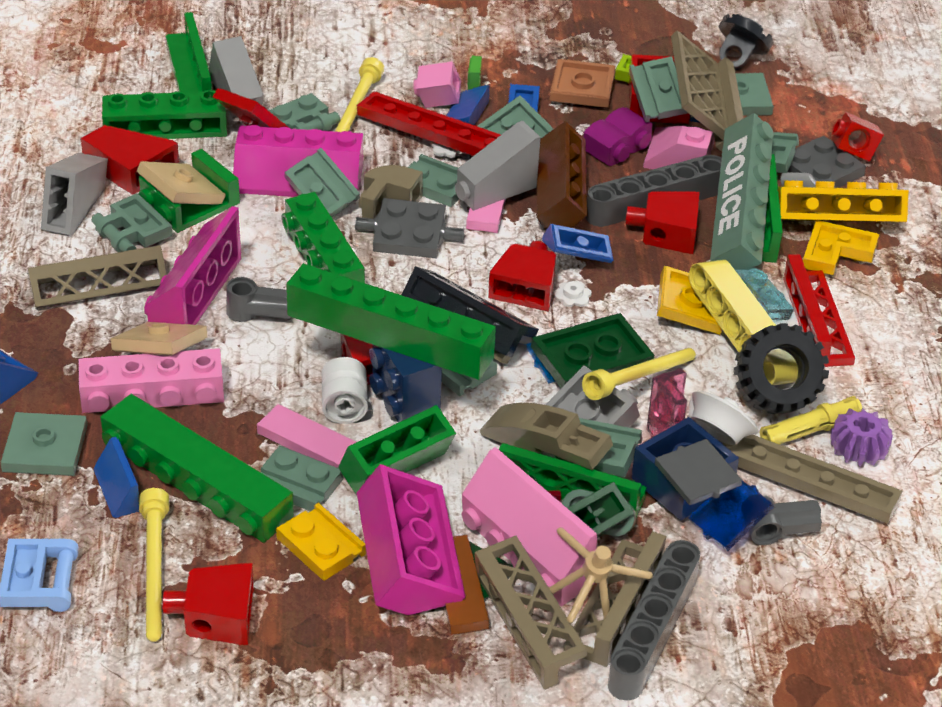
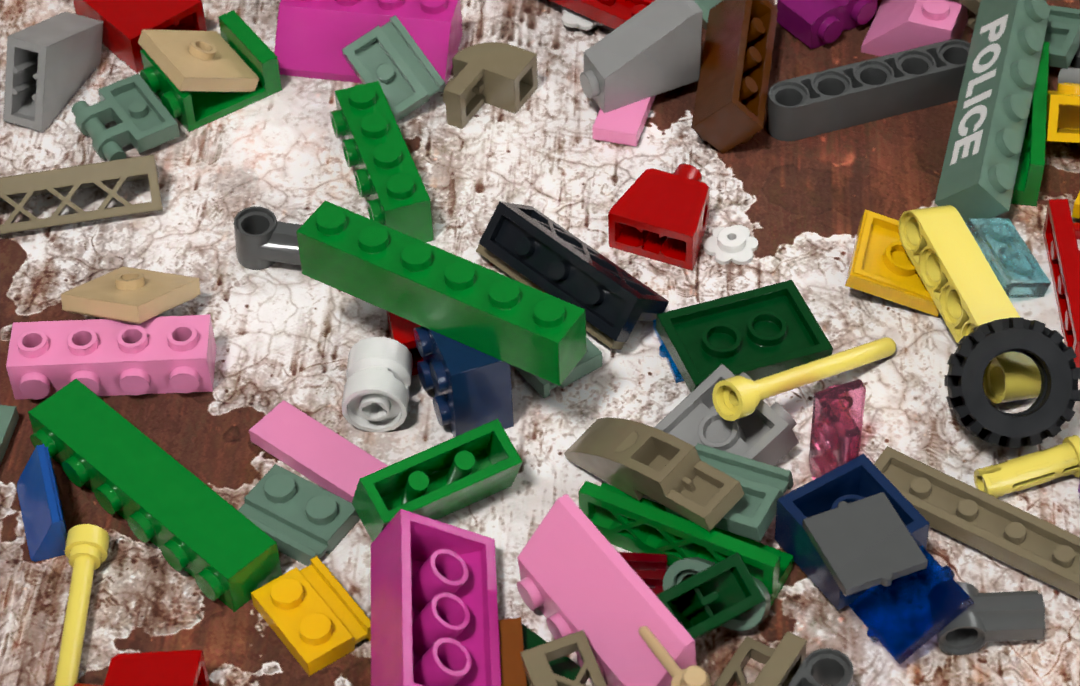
camera: 10 degrees right, 5 degrees up
(198, 272) = (201, 198): dark pink slope -> none
(409, 228) = (511, 136): dark grey plate -> none
(438, 180) = (558, 62): sand green plate -> none
(578, 243) = (745, 170): blue slope -> none
(668, 219) = (882, 136): red torso -> none
(720, 417) = (910, 457): white piece -> none

